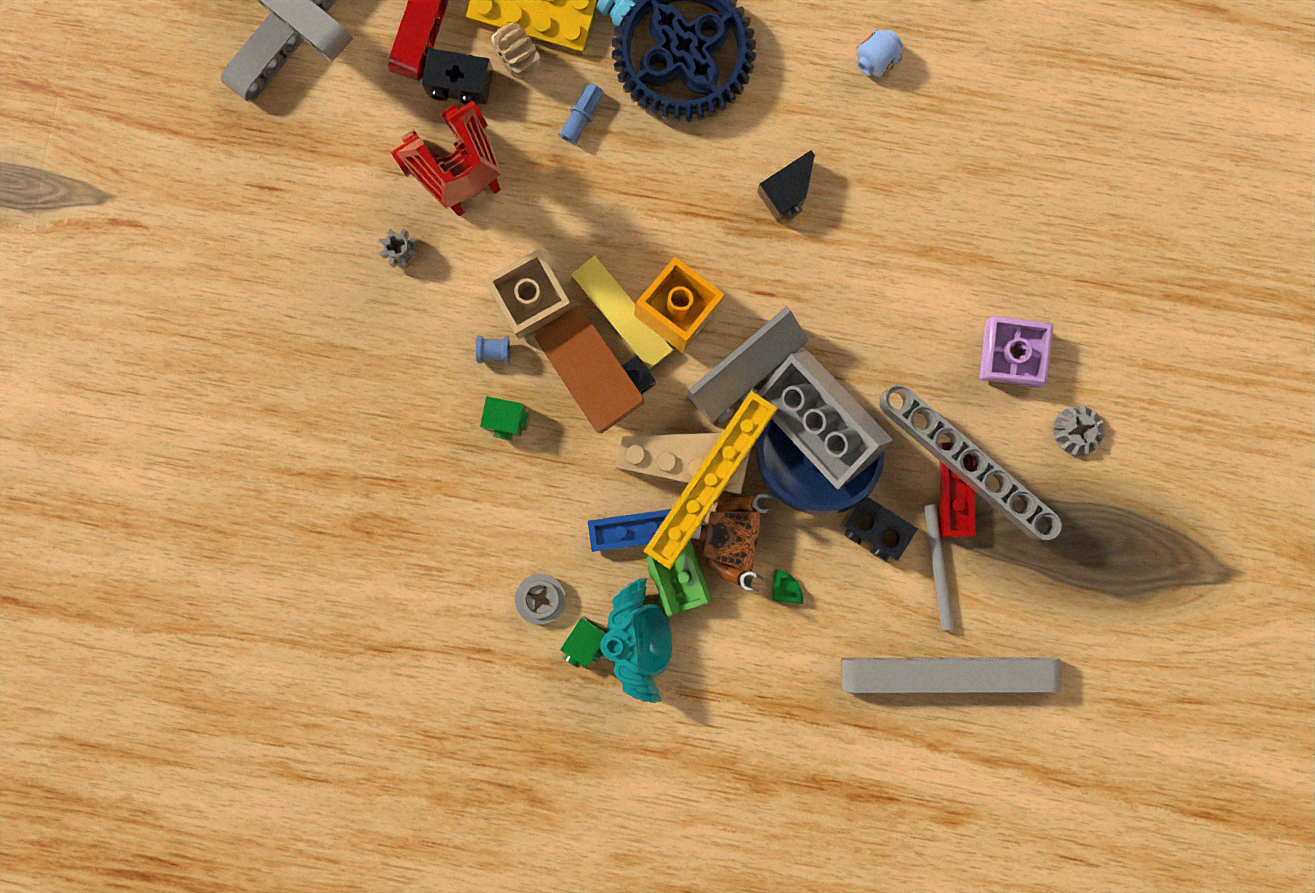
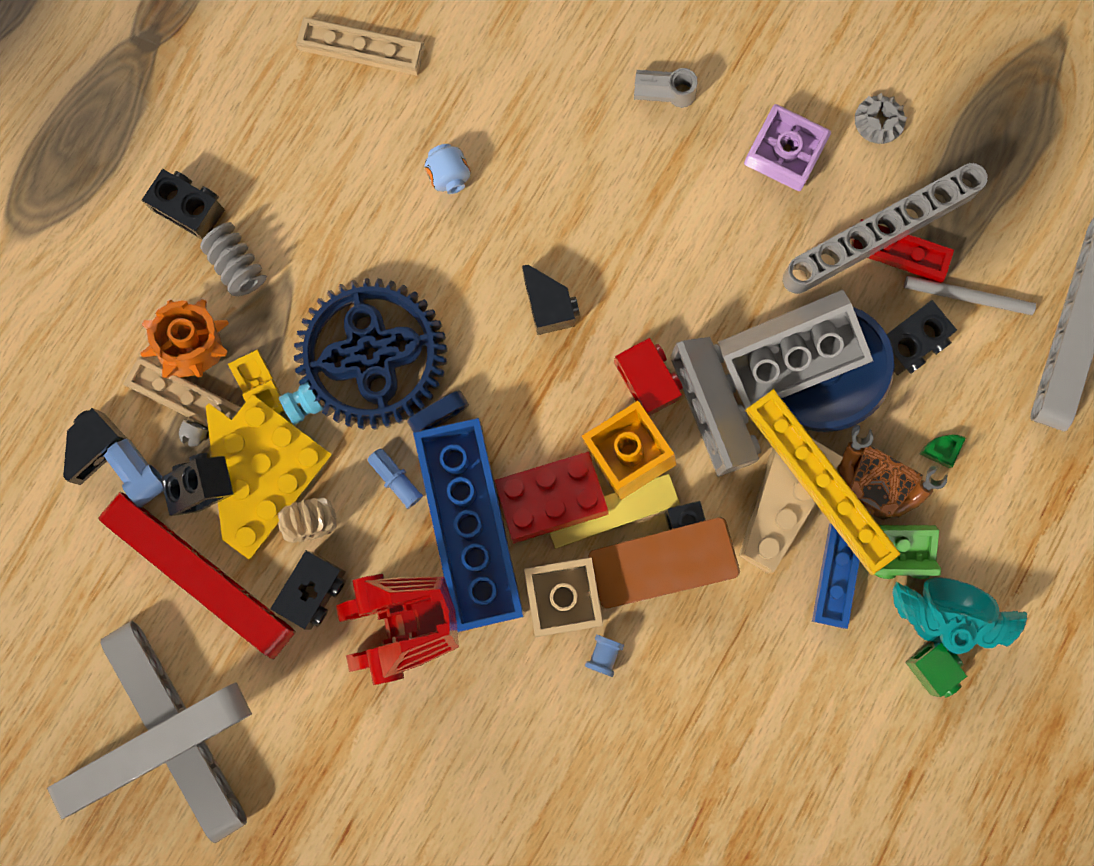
camera: 70 degrees left, 5 degrees down
(406, 248) = (470, 709): light grey gear -> none
(504, 417) = (680, 668): green brick -> none
(526, 604) = (892, 698): light grey gear -> none
(562, 189) = (468, 524): none -> blue brick
(613, 254) = (551, 497): none -> red plate
(652, 128) = (438, 412): none -> dark blue beam
(752, 300) = (648, 377): none -> red brick
(1032, 218) = (661, 86): none -> light grey piece

